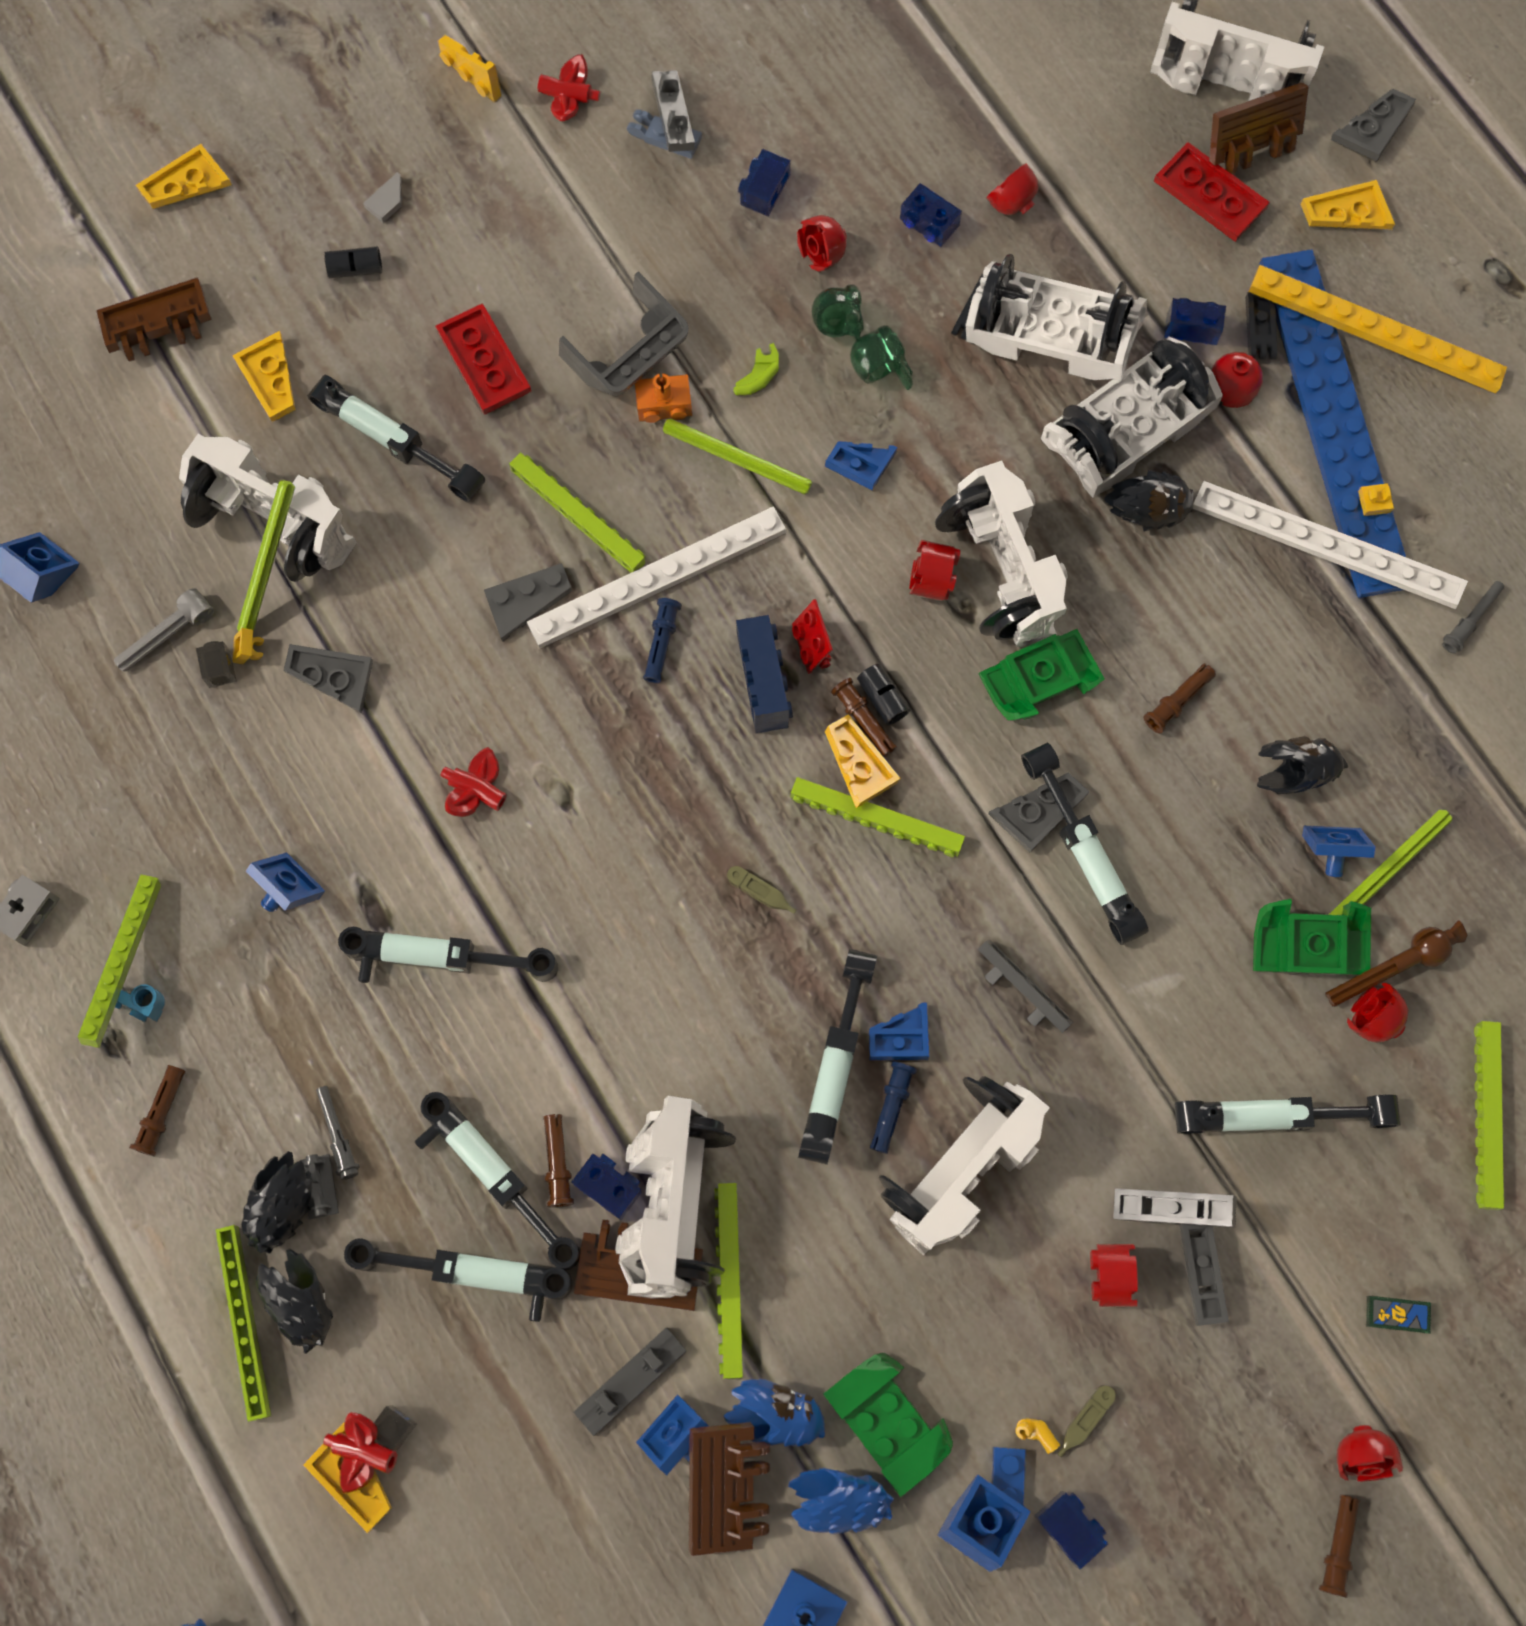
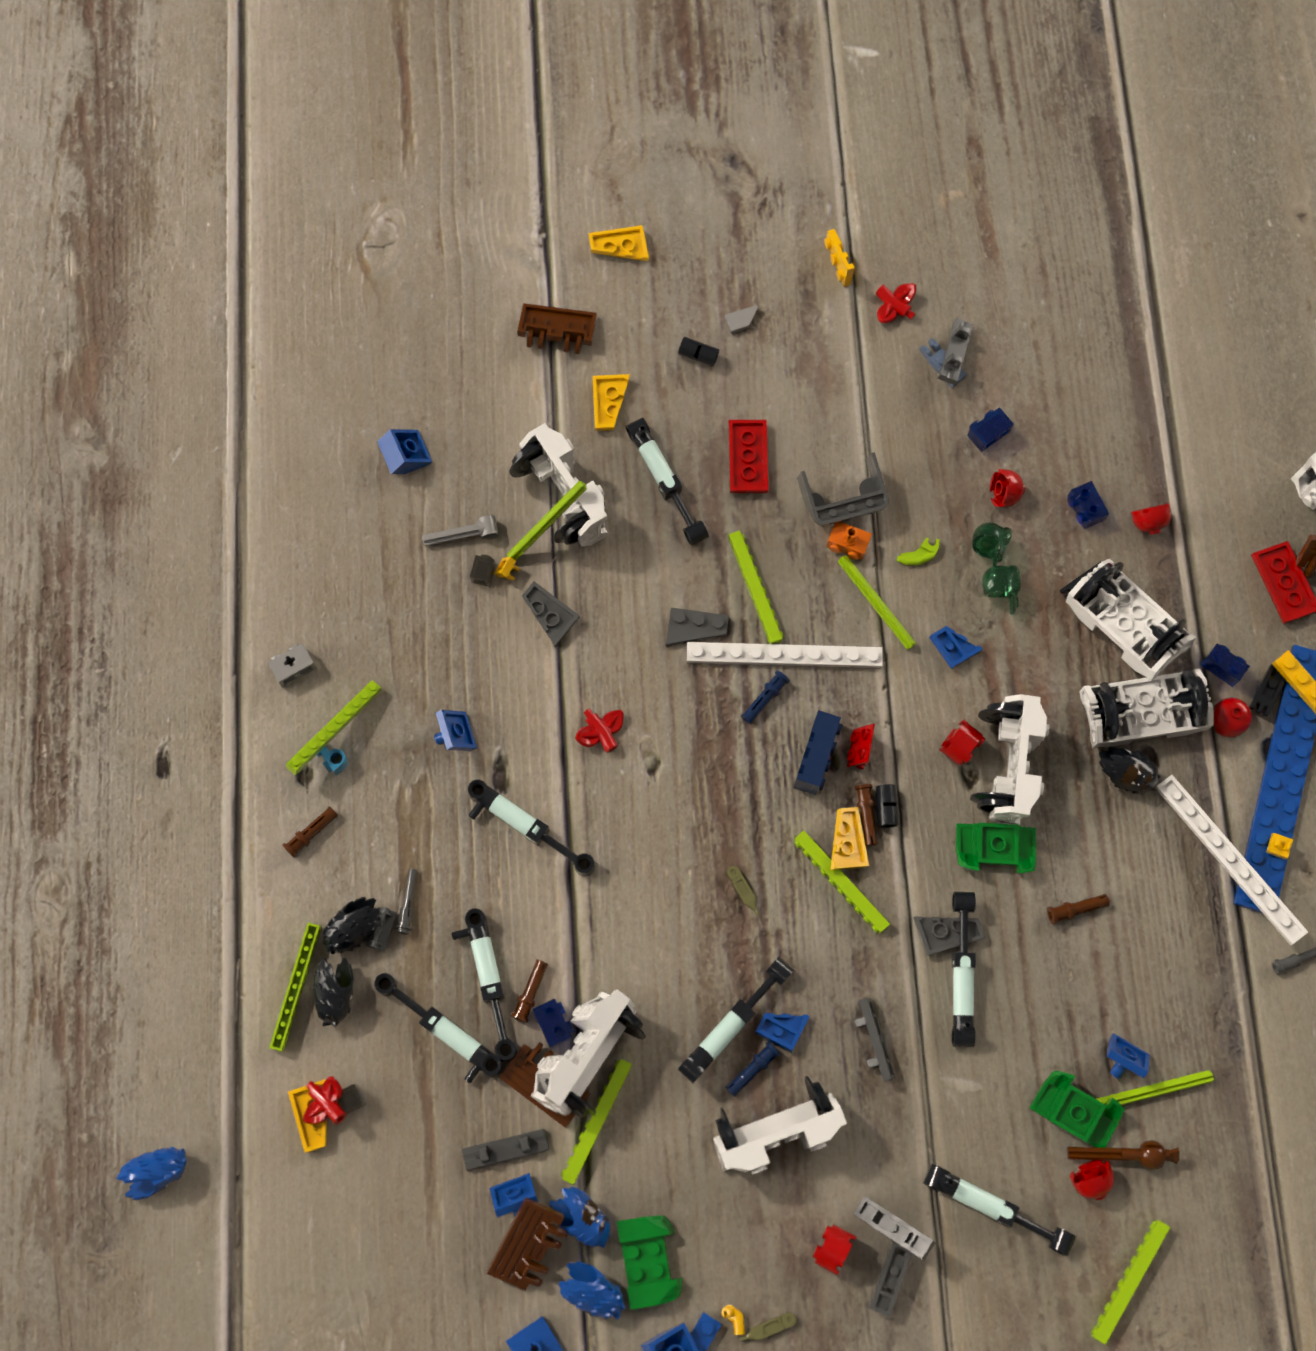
camera: 25 degrees right, 0 degrees up
(1304, 765) = (1134, 995): black head -> none

